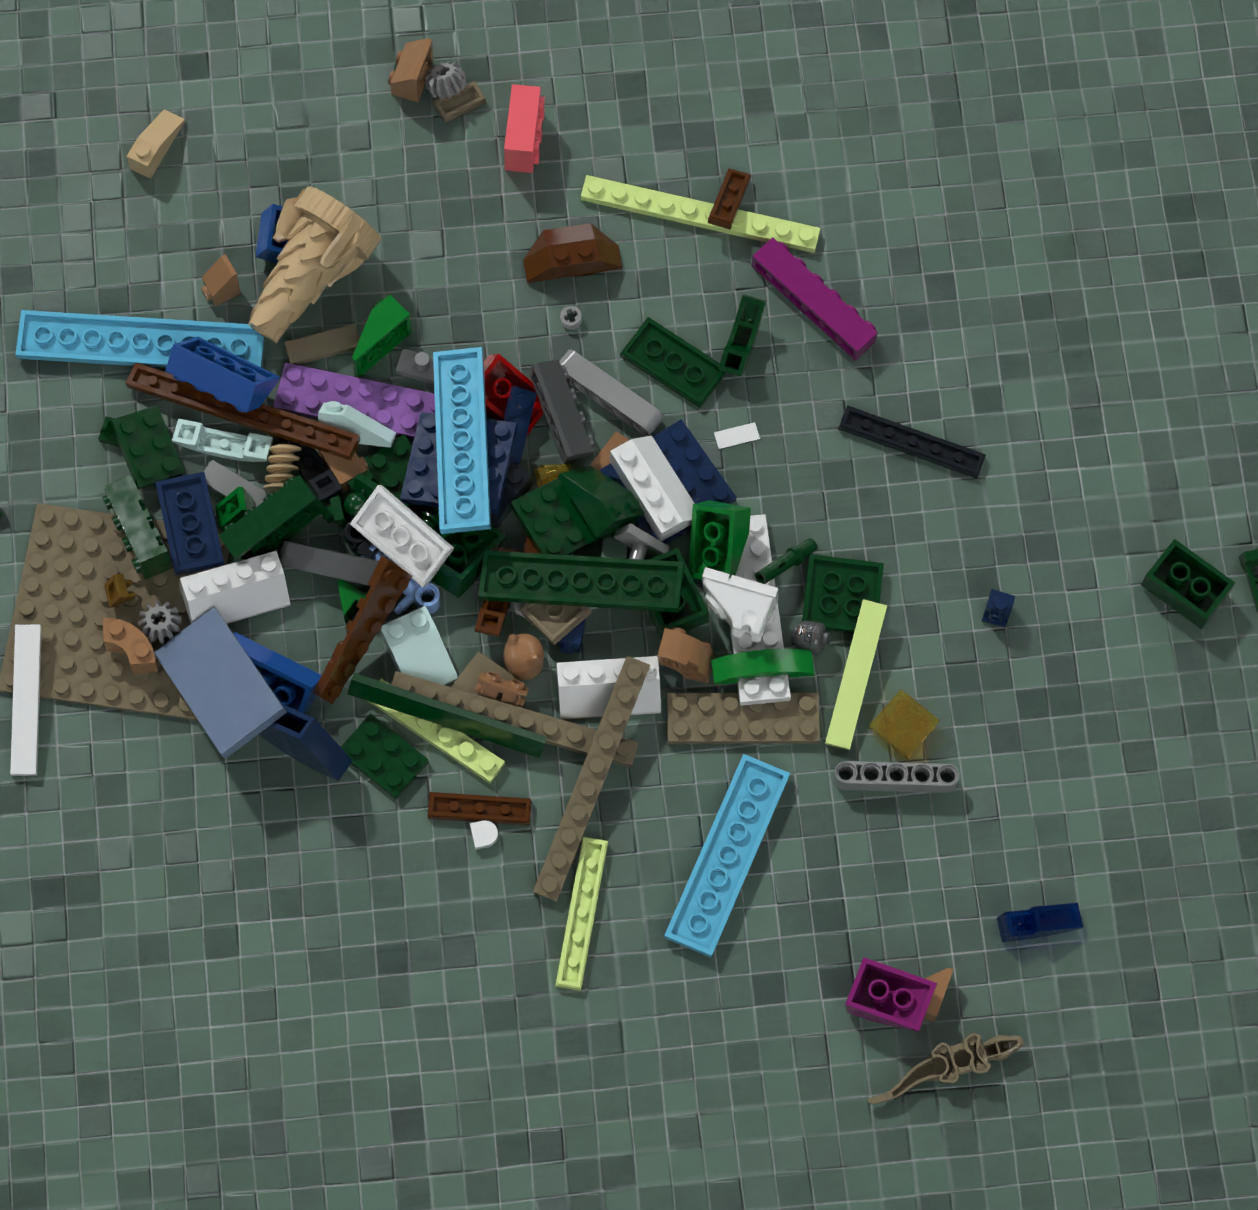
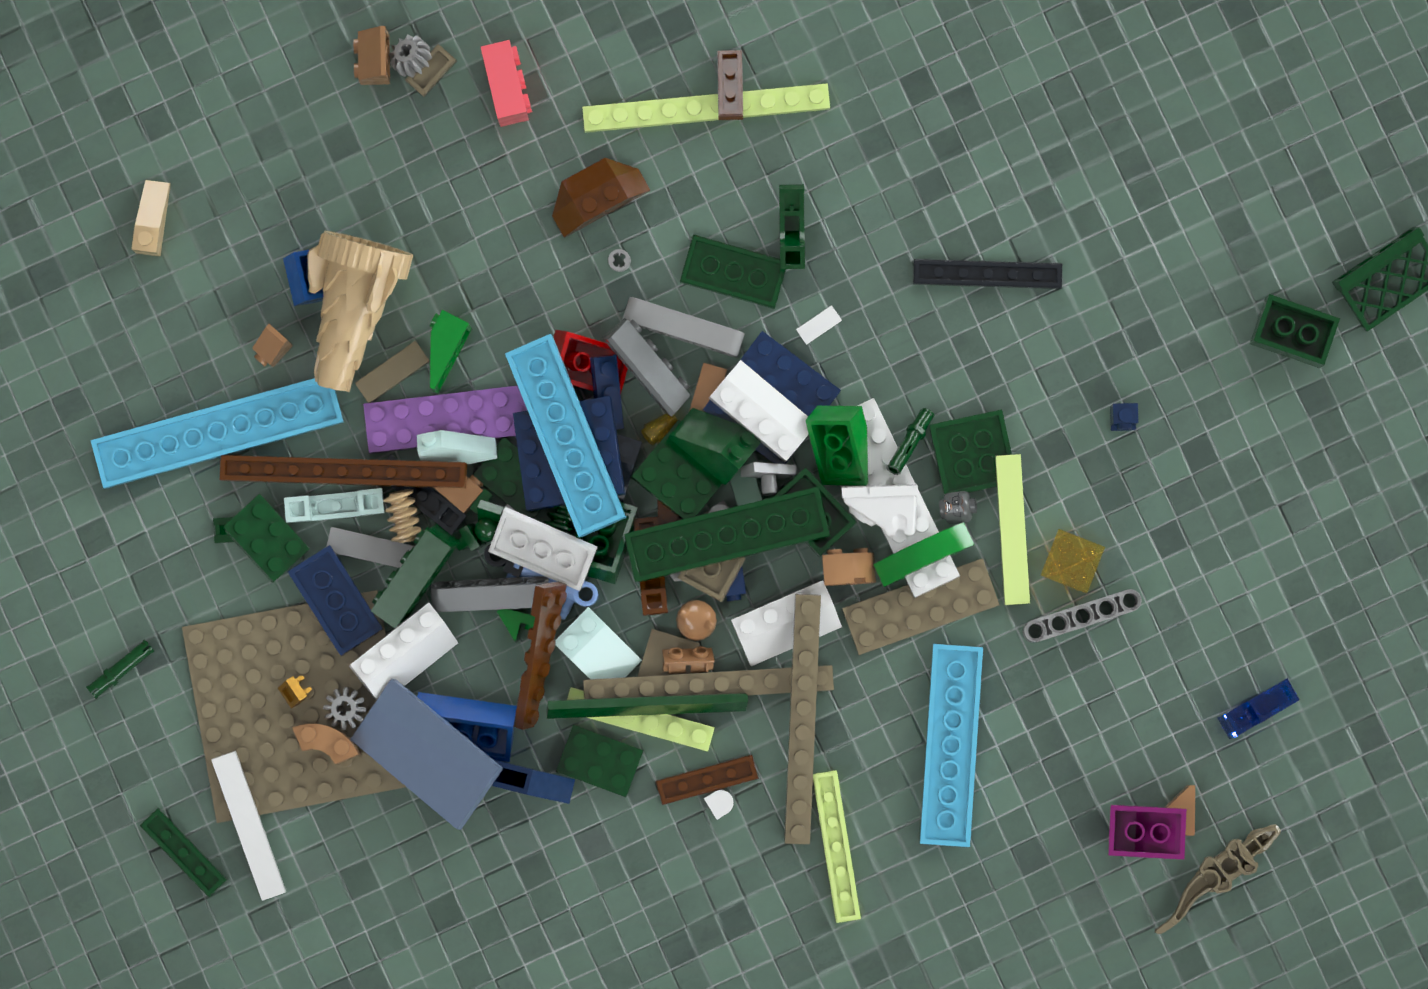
camera: 15 degrees left, 15 degrees up
(138, 527) = (287, 622): dark green wedge -> none
(221, 373) = (310, 443): blue slope -> none
(233, 507) = (372, 570): green slope -> none
(416, 366) = (490, 362): light grey tile -> none
(814, 298) = (846, 160): magenta brick -> none

